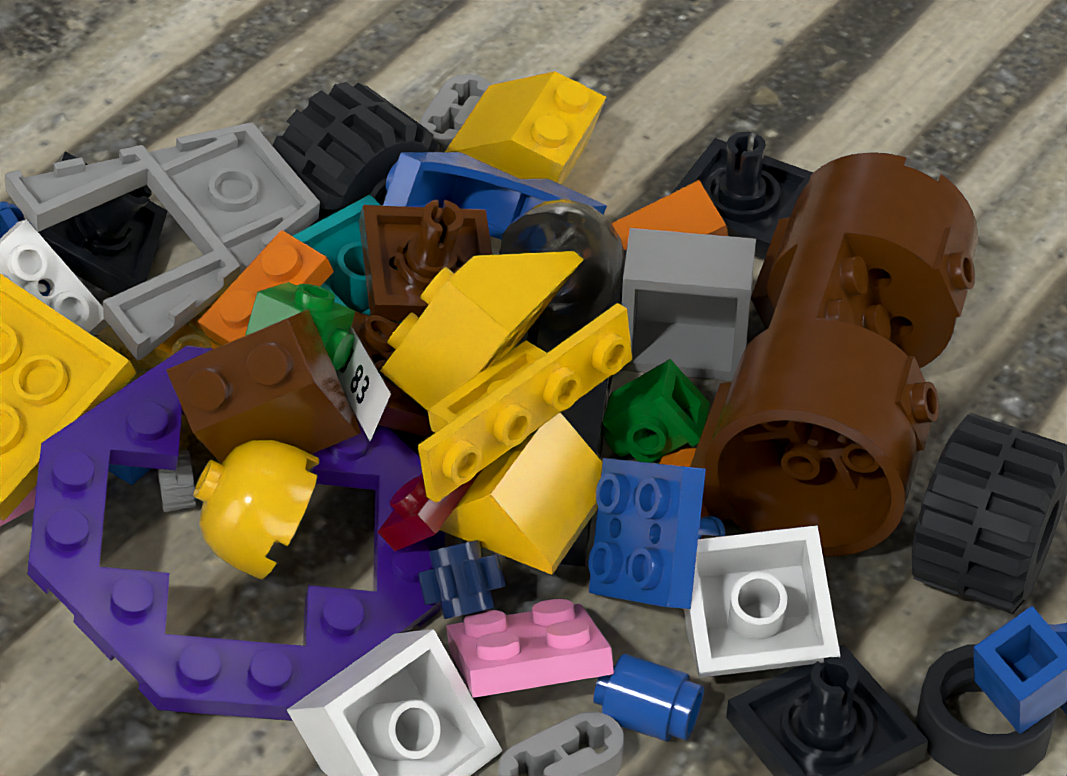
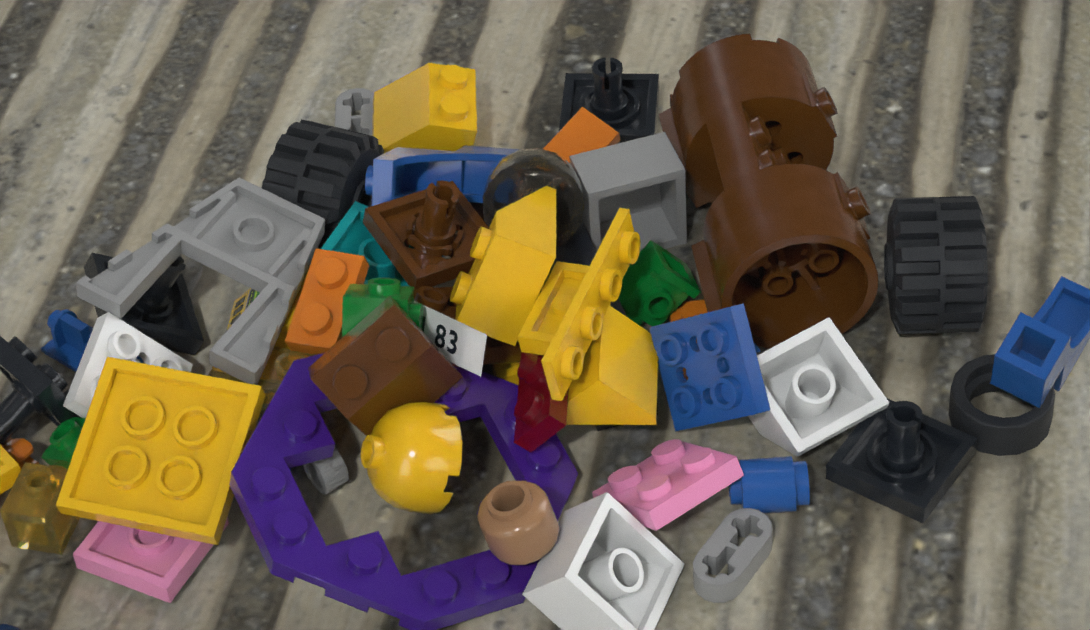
camera: 20 degrees left, 0 degrees up
(319, 624) = (518, 522): none -> medium nougat head
(461, 579) = (591, 453): dark blue gear -> none

